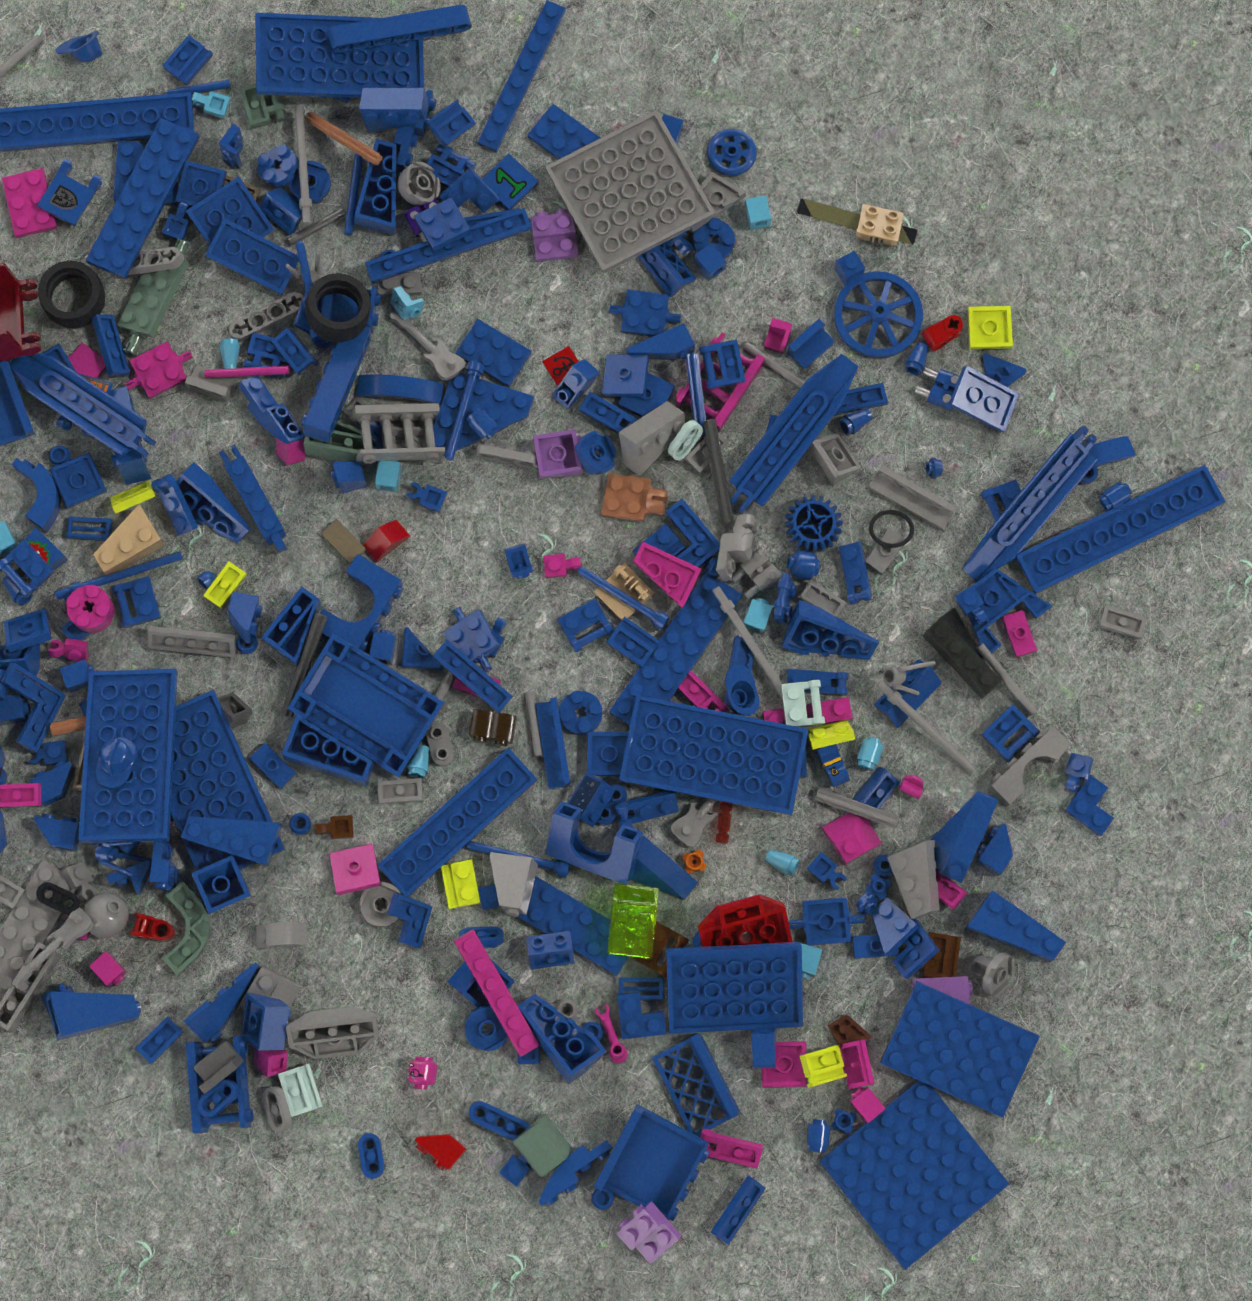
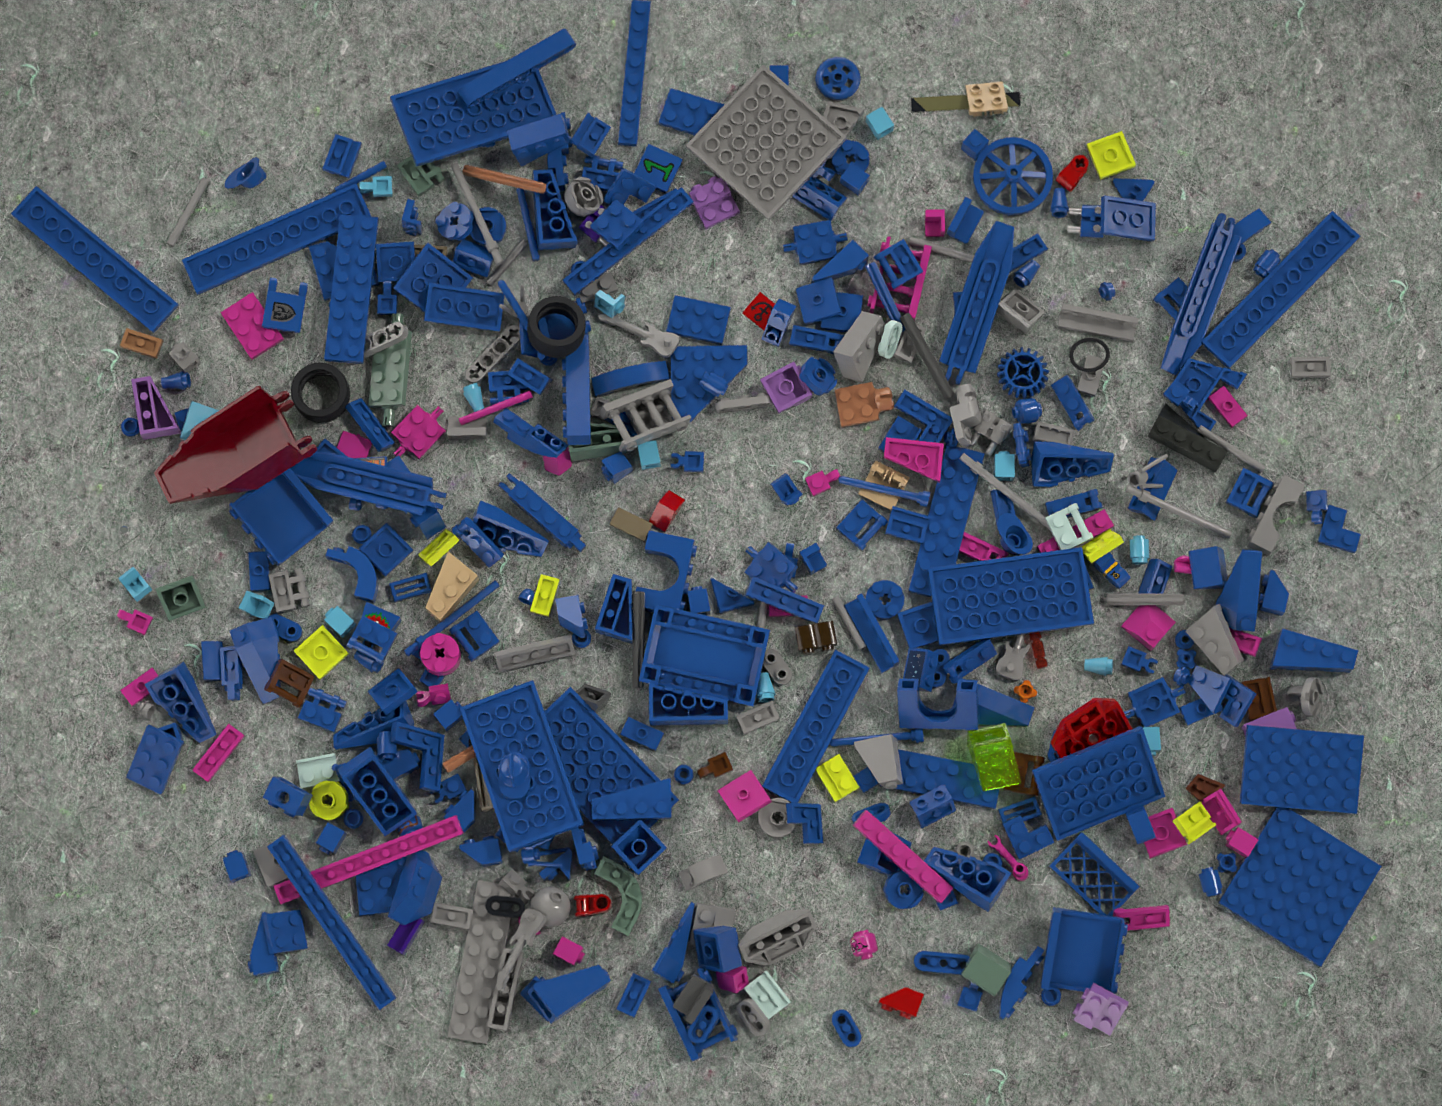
camera: 15 degrees left, 0 degrees up
(474, 371) = (689, 341): blue piece -> none
(520, 643) = (812, 558): none -> blue panel
(738, 1209) = (1166, 965): blue plate -> none
(936, 798) = (1208, 568): none -> blue slope

